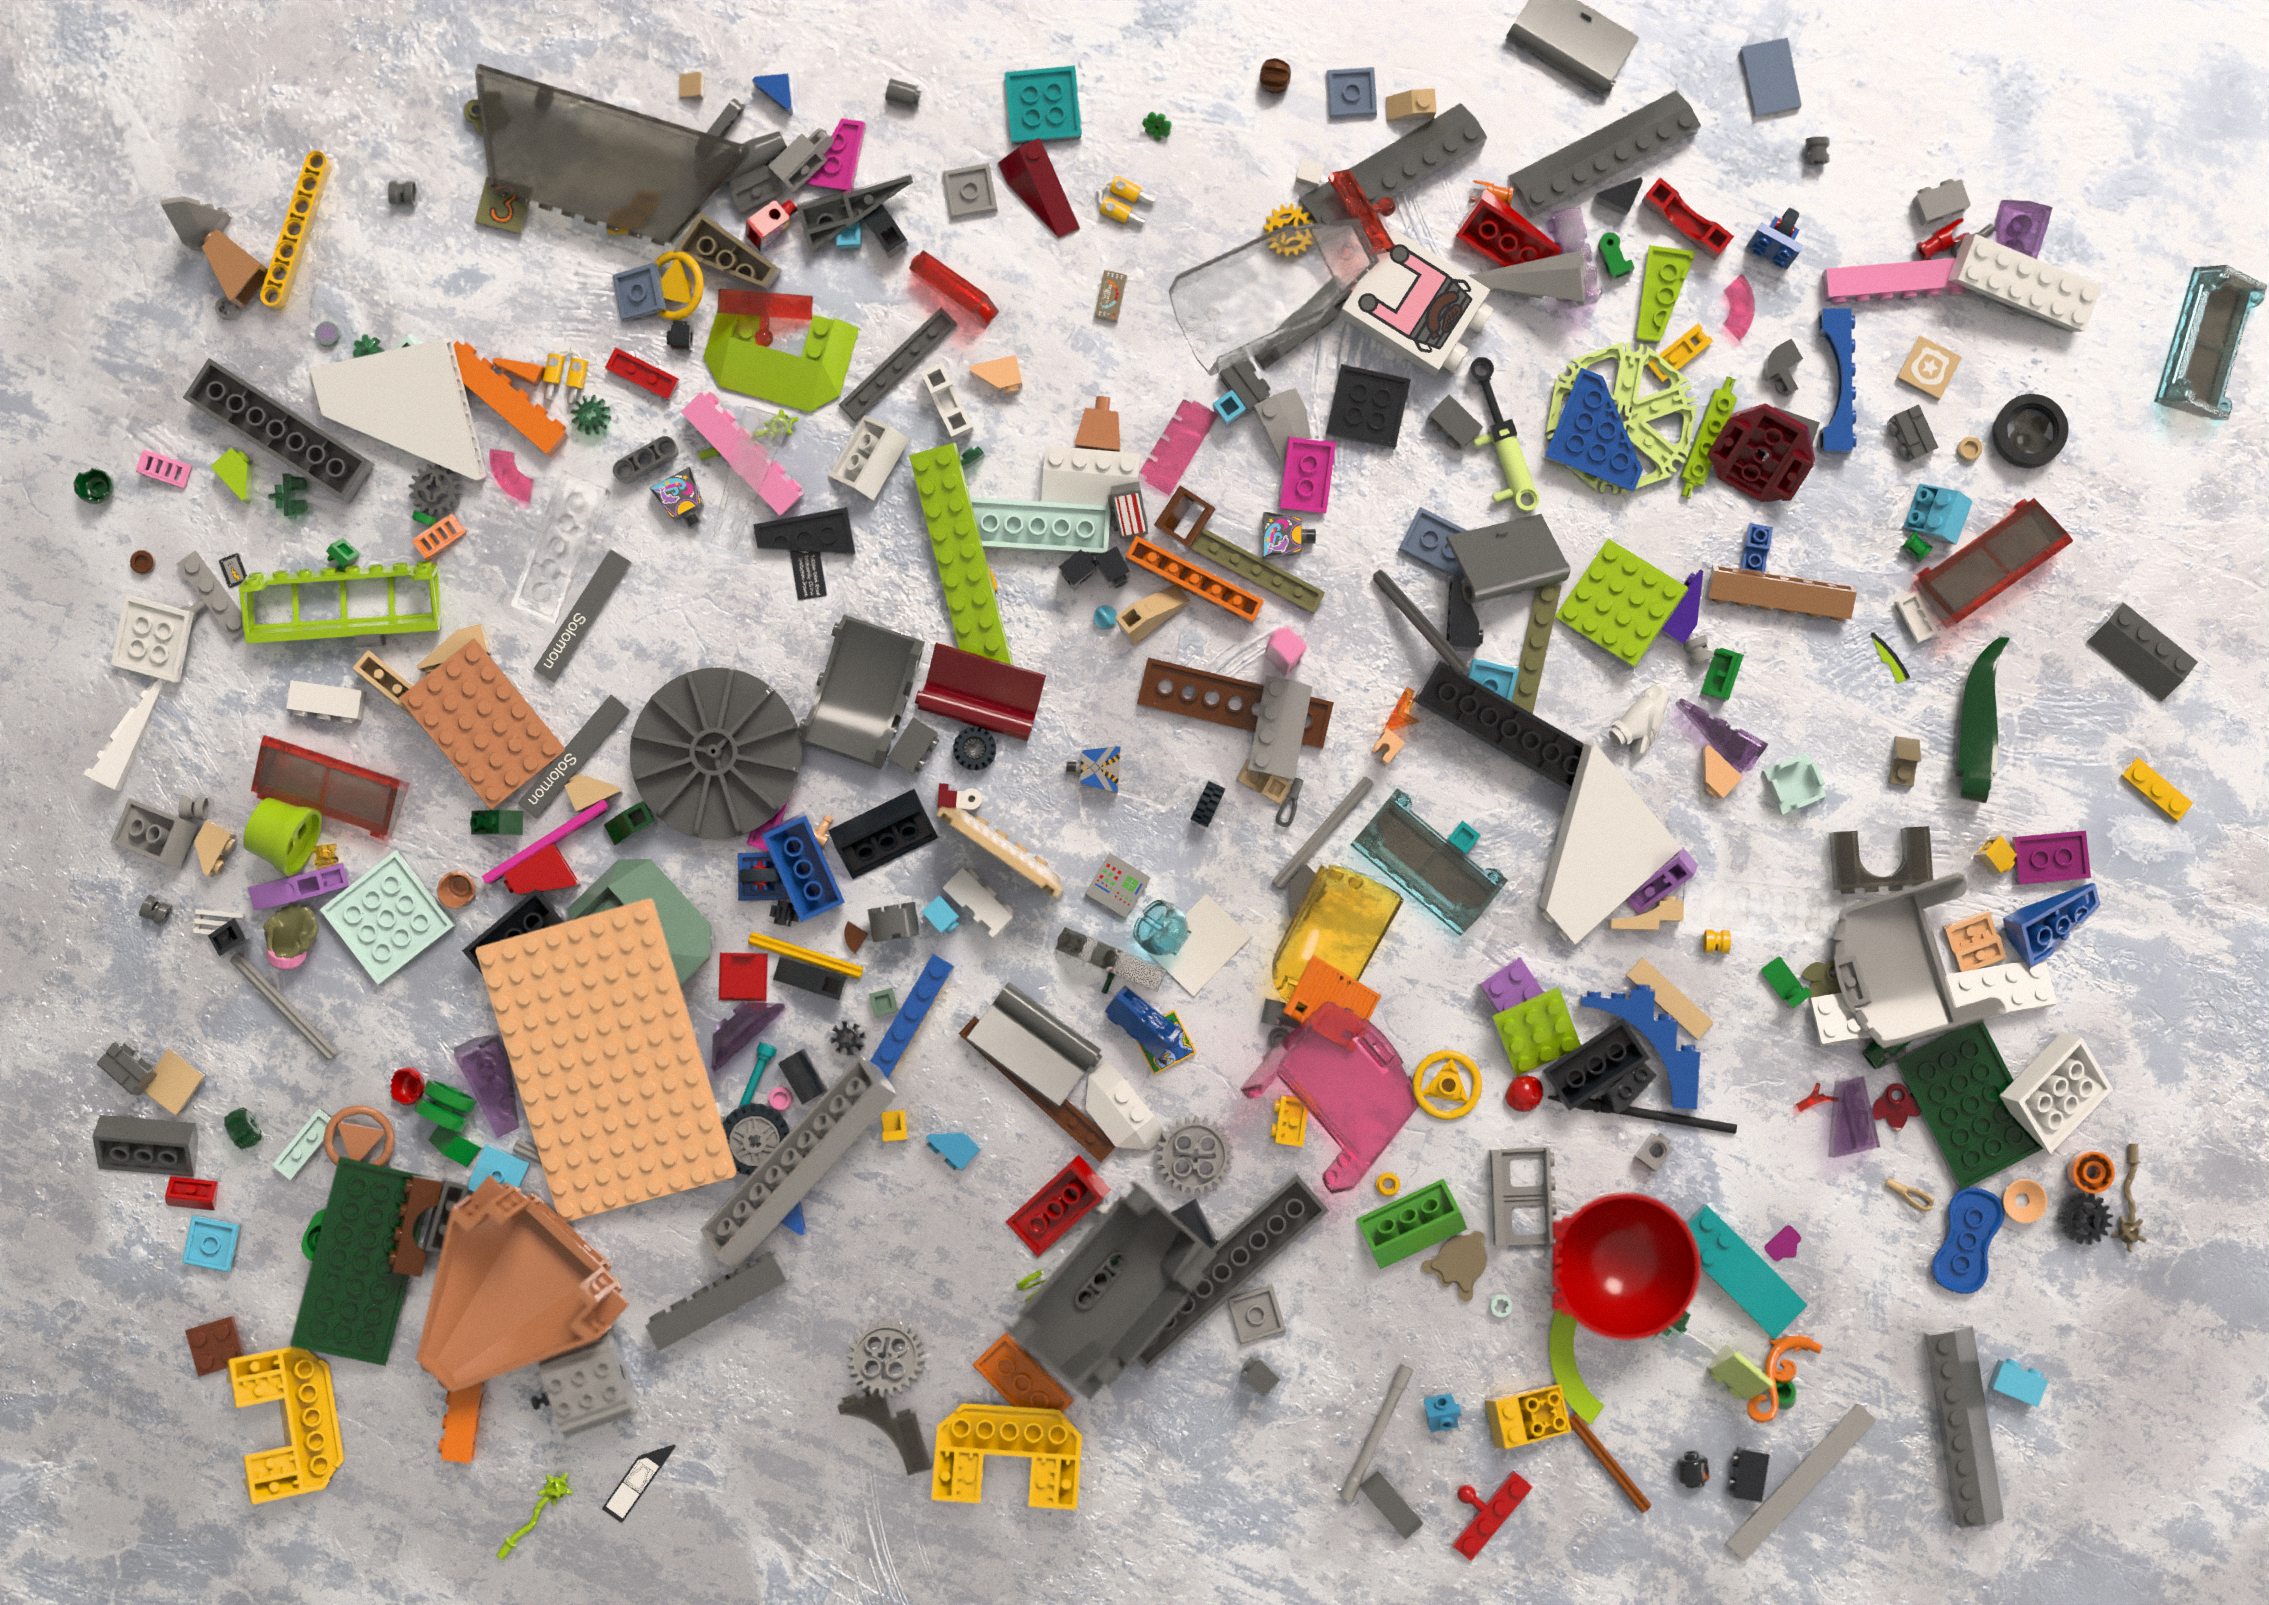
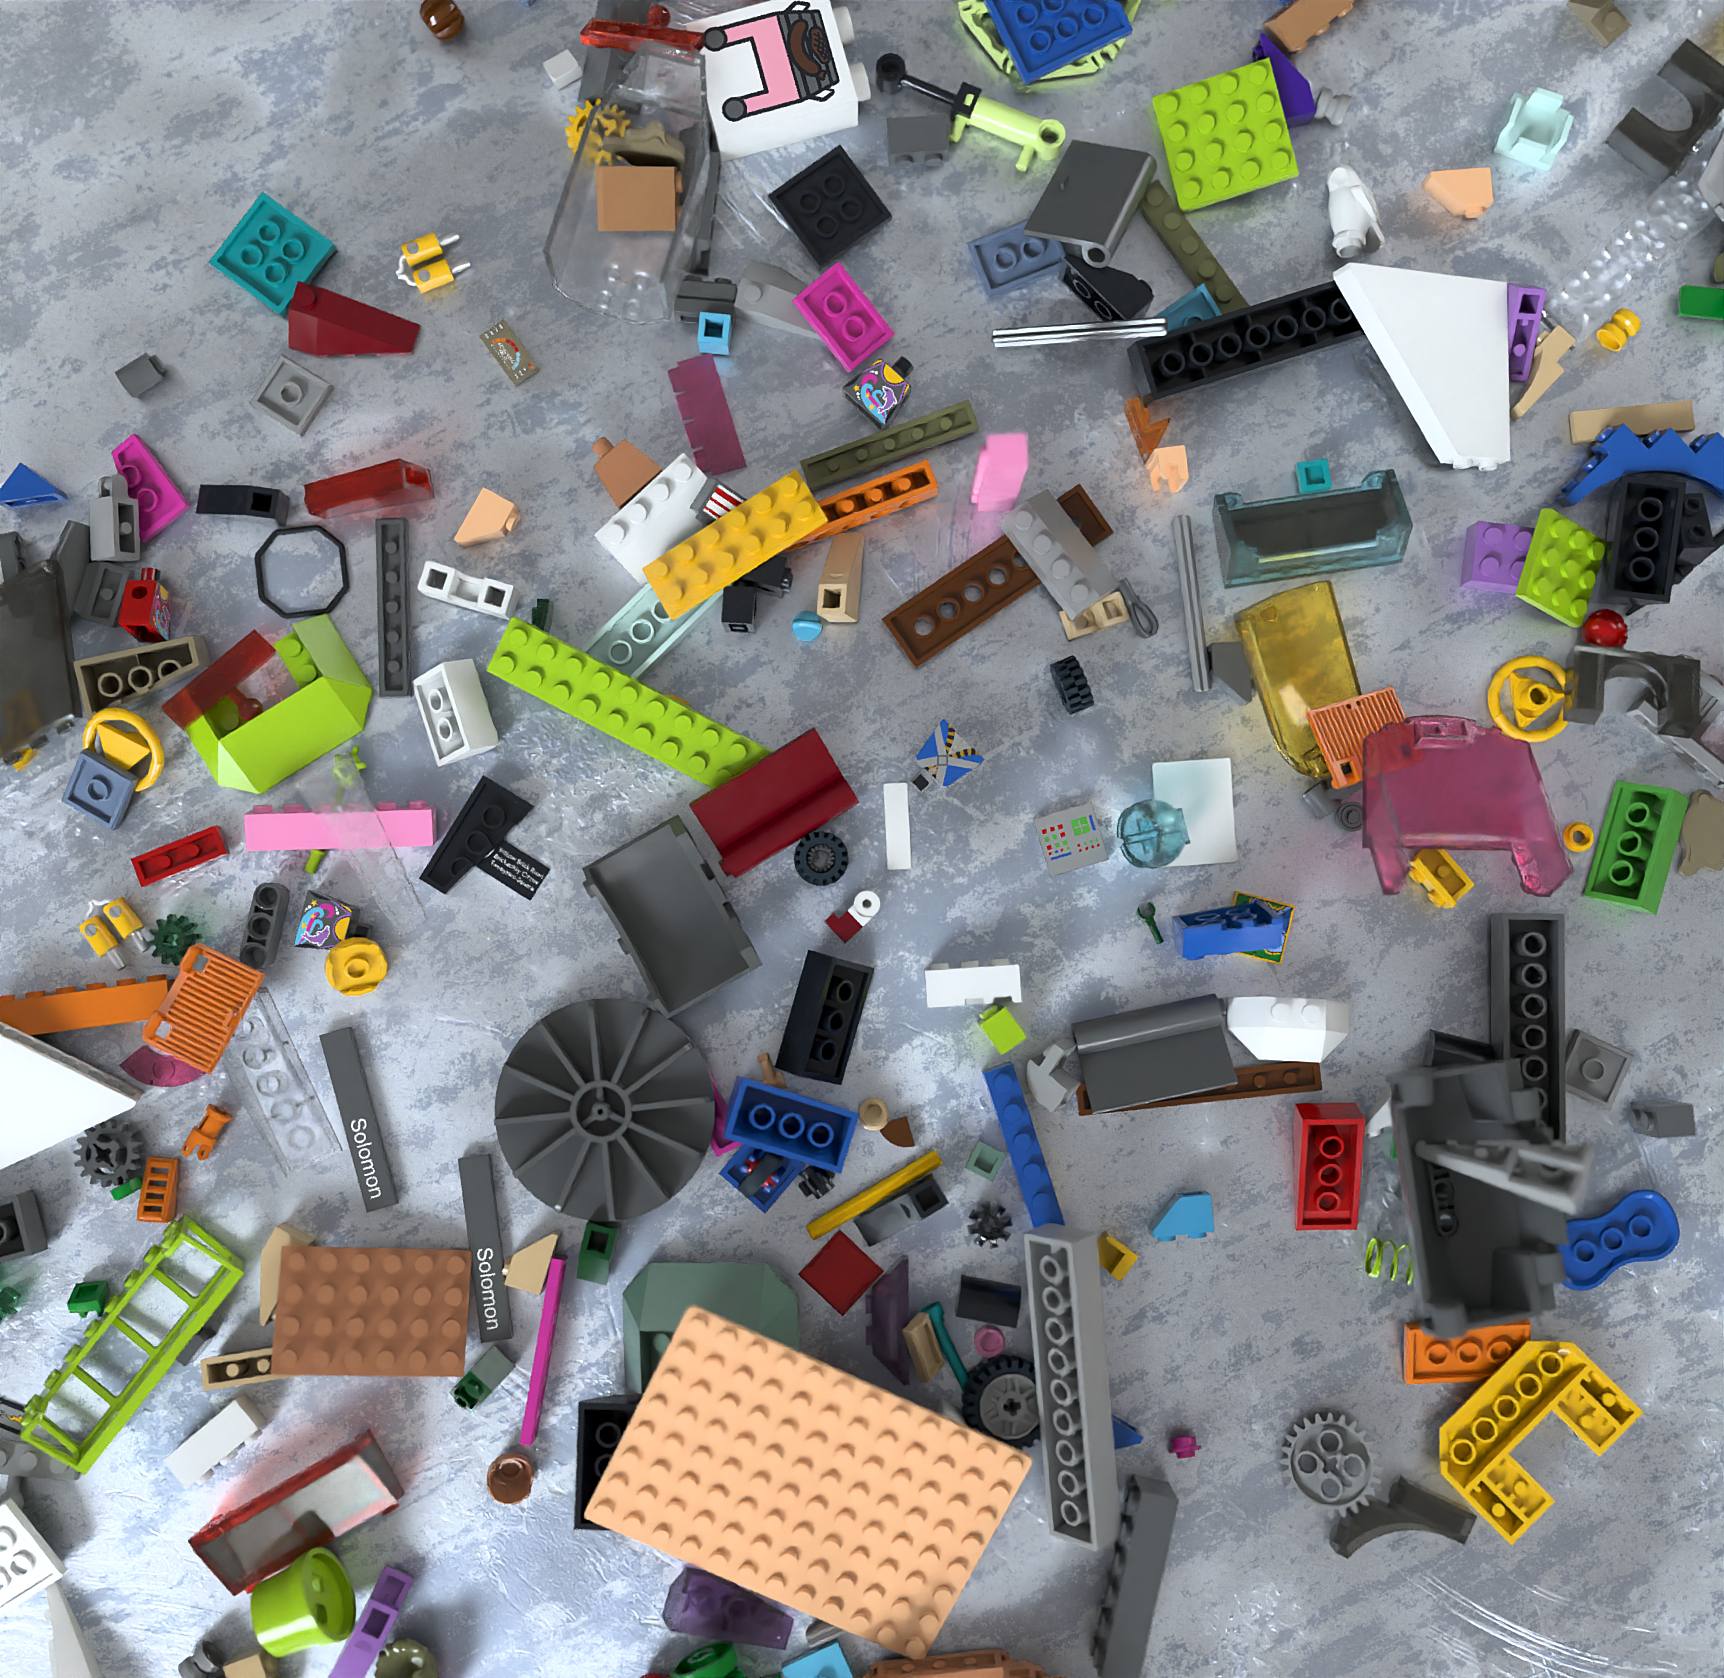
camera: 50 degrees left, 0 degrees up
(325, 854) = (360, 1573): clear yellow wheel -> none
(387, 917) = (477, 1568): light aqua plate -> none
(496, 534) = (206, 1132): none -> orange piece
(526, 371) = (75, 965): orange slope -> none
(544, 870) = (568, 1379): red slope -> none
(569, 469) = (203, 1007): none -> orange window
(669, 534) = (355, 966): none -> yellow tile
(680, 336) = (177, 787): black plate -> none
(743, 1061) = (923, 1347): none -> tan tile
(820, 1266) = (1184, 1447): none -> dark pink plate
(832, 214) = (193, 541): dark grey wedge -> none
(846, 269) = (258, 568): none -> black piece
(850, 237) = (225, 540): medium azure plate -> none
(852, 913) = (873, 1114): none -> tan tile
(893, 922) = (919, 1083): dark grey brick -> none
(913, 746) = (766, 913): dark grey brick -> none
(942, 915) = (954, 1031): medium azure brick -> none
(963, 996) = (1048, 1079): none -> light grey brick
(968, 940) = (1000, 1028): none -> lime brick
(997, 844) = (952, 914): tan slope -> none
(1034, 776) = (897, 826): none -> white sticker
(1110, 533) = (734, 544): none -> yellow plate
(1110, 959) = (1137, 908): clear smoke arch -> none
(1155, 1314) = (1544, 1173): none -> light grey wedge
(1157, 125) = (389, 166): green plant -> none
(1175, 512) = (764, 462): reddish brown tile -> none
(1182, 1419) = (1634, 1230): none -> blue plate
(1196, 1133) = (1374, 974): light grey gear -> none
(1265, 293) = (638, 198): none -> medium nougat slope
(1298, 274) = (647, 147): none -> dark tan tile
(1496, 1103) = (1670, 678): none -> clear smoke arch
(1722, 674) = (1373, 105): green hinge -> none
(1733, 745) = (1457, 147): clear purple wedge -> none

